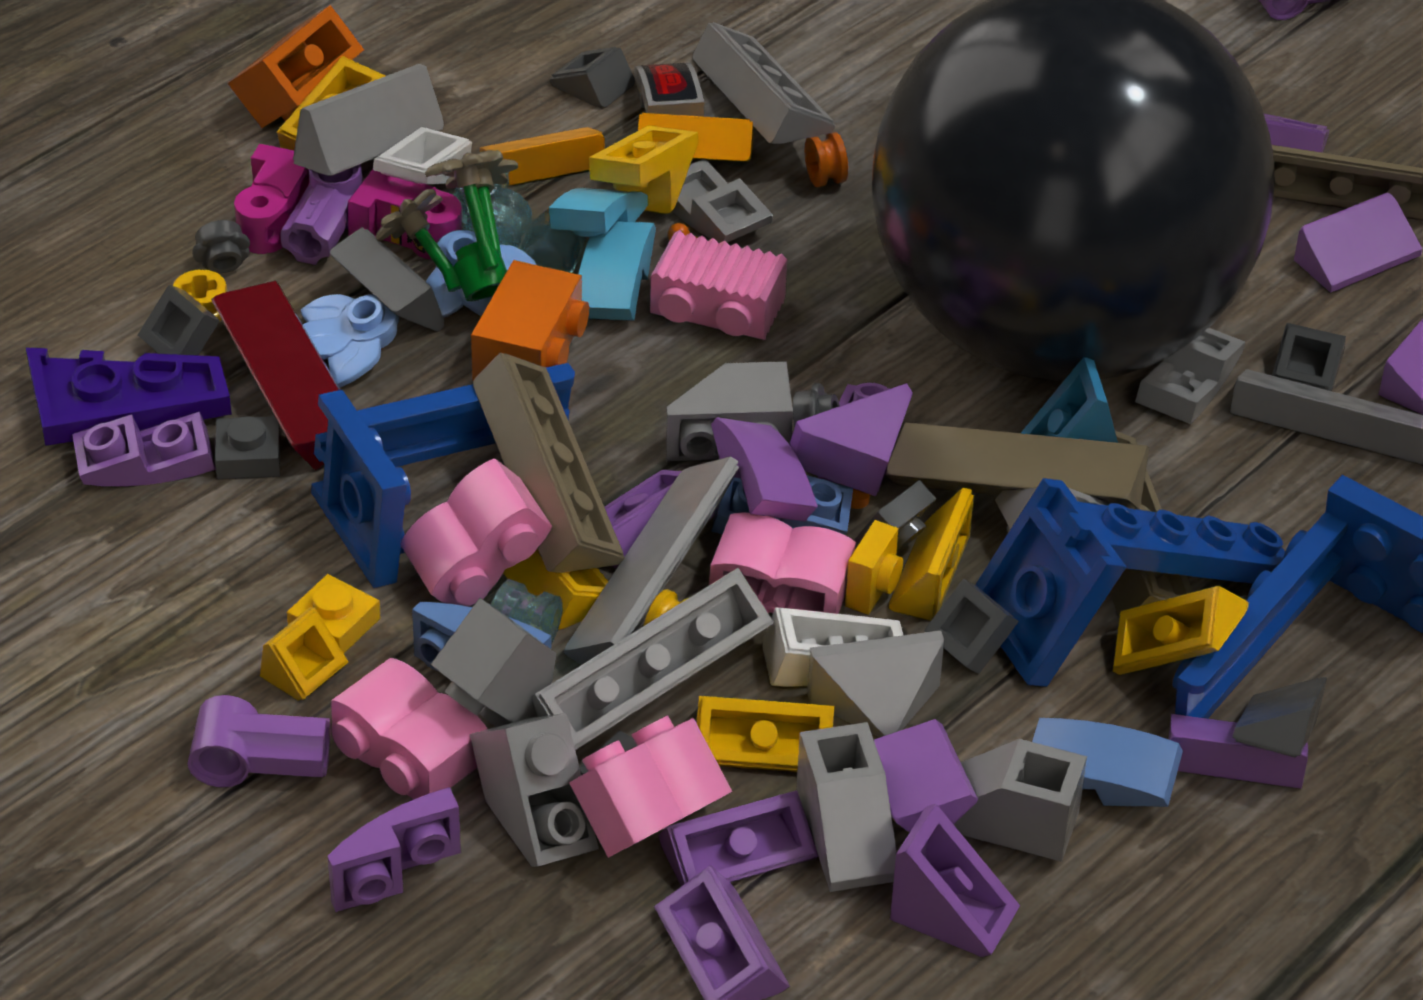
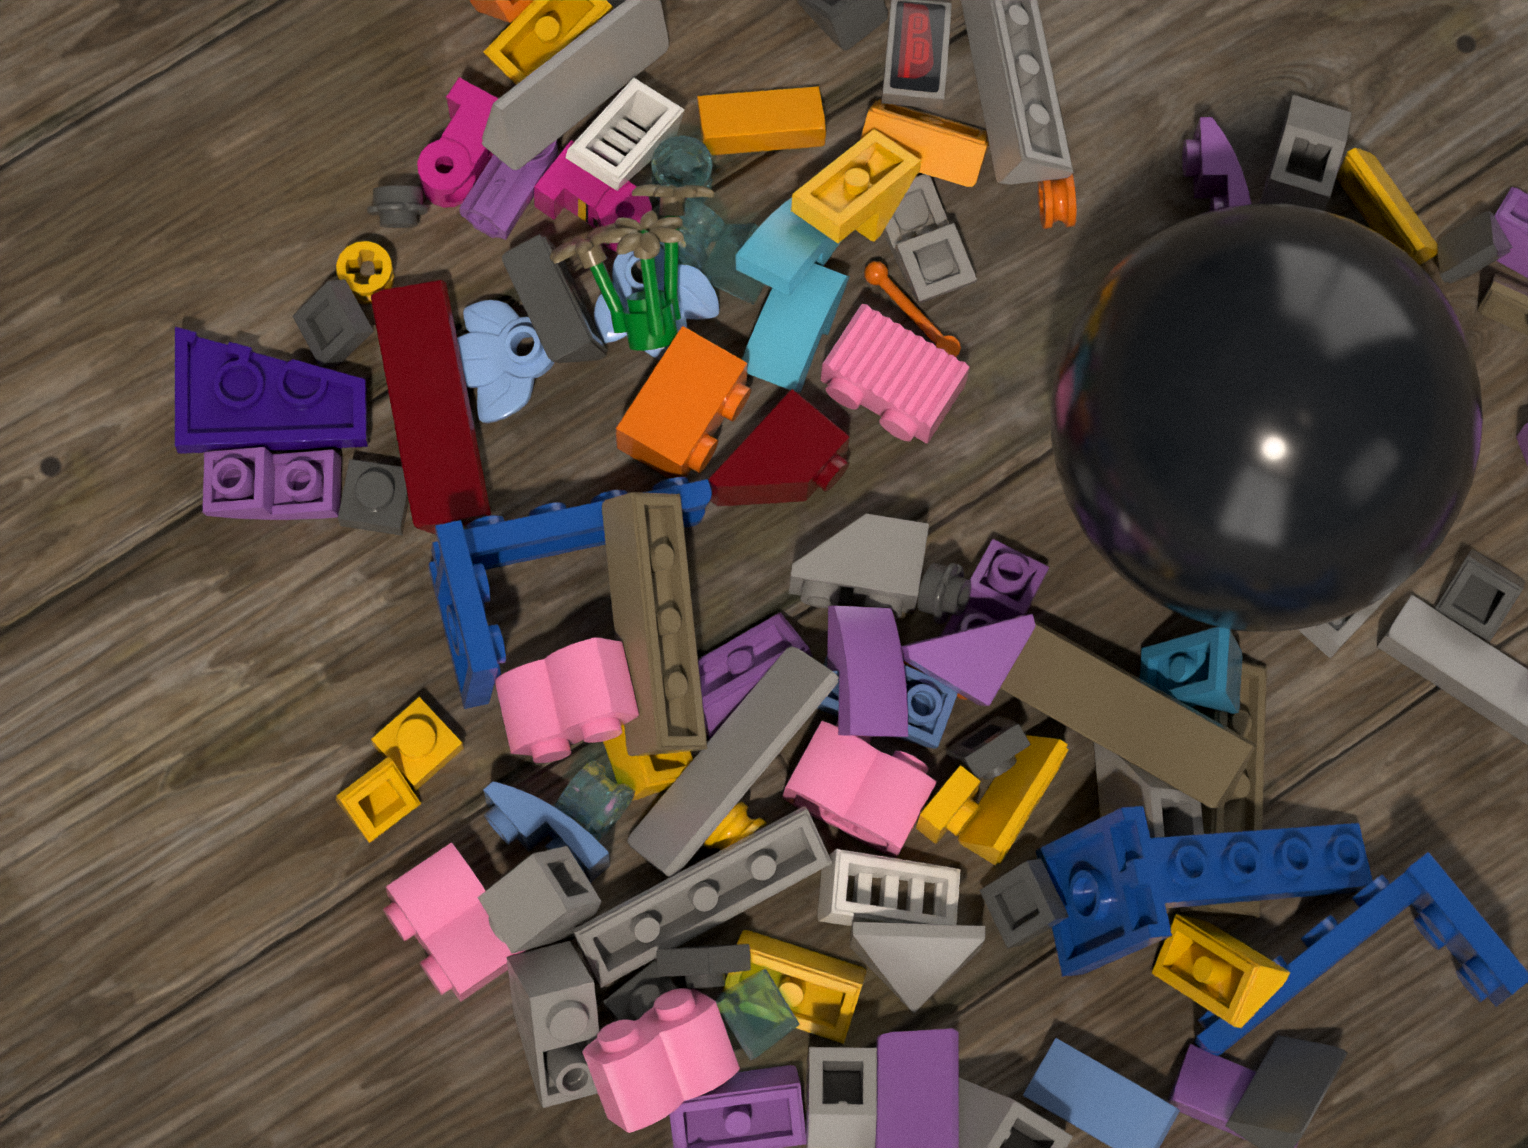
camera: 10 degrees right, 30 degrees up
(239, 741) = (296, 900): medium lavender piece -> none
(372, 858) = (392, 1077): medium lavender slope -> none
(632, 355) = (783, 458): none -> dark red slope
(670, 695) = (703, 964): none -> dark grey plate
(738, 748) = (756, 1013): none -> clear light blue slope

